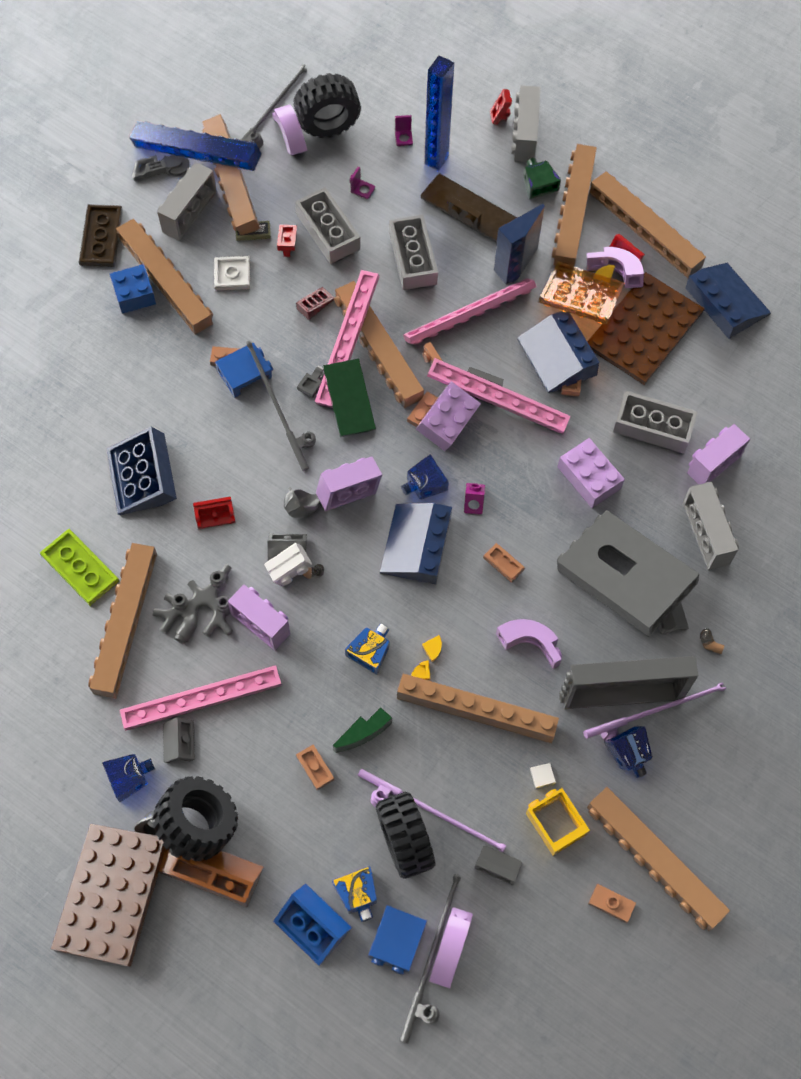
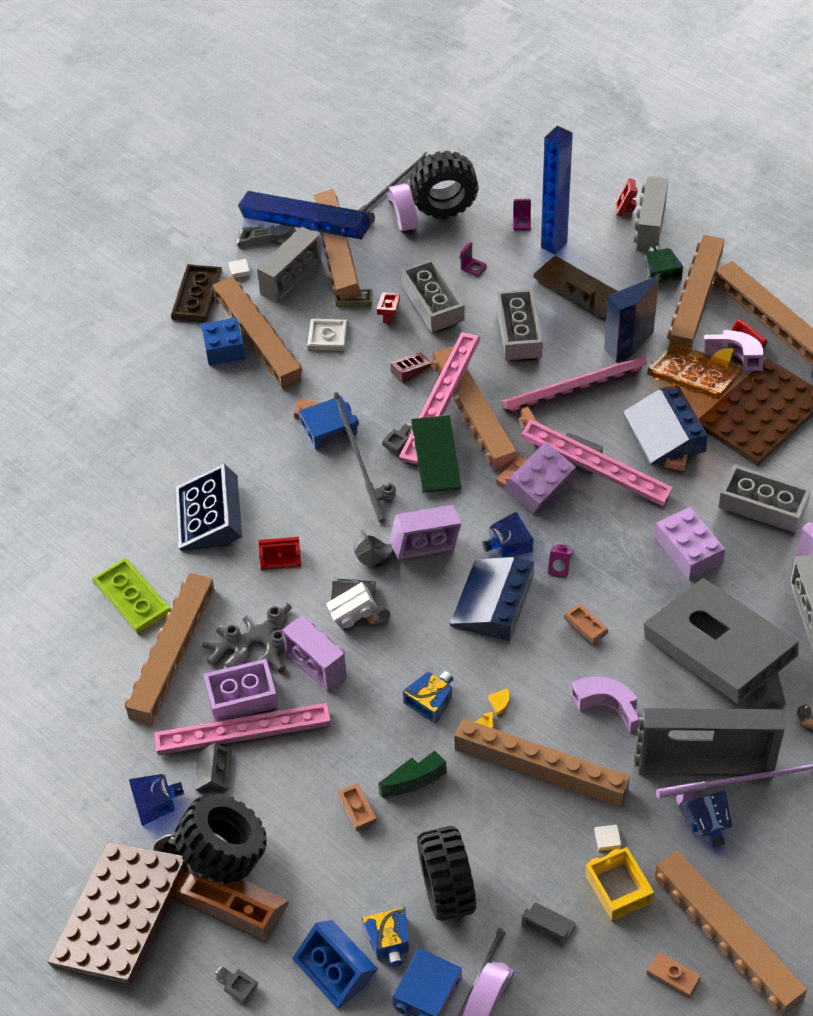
camera: 10 degrees right, 15 degrees down
(138, 205) = (239, 268): none -> white tile
(194, 661) = (240, 690): none -> lavender brick
(228, 954) = (238, 984): none -> dark grey plate
(386, 788) = (422, 827): lavender piece -> none

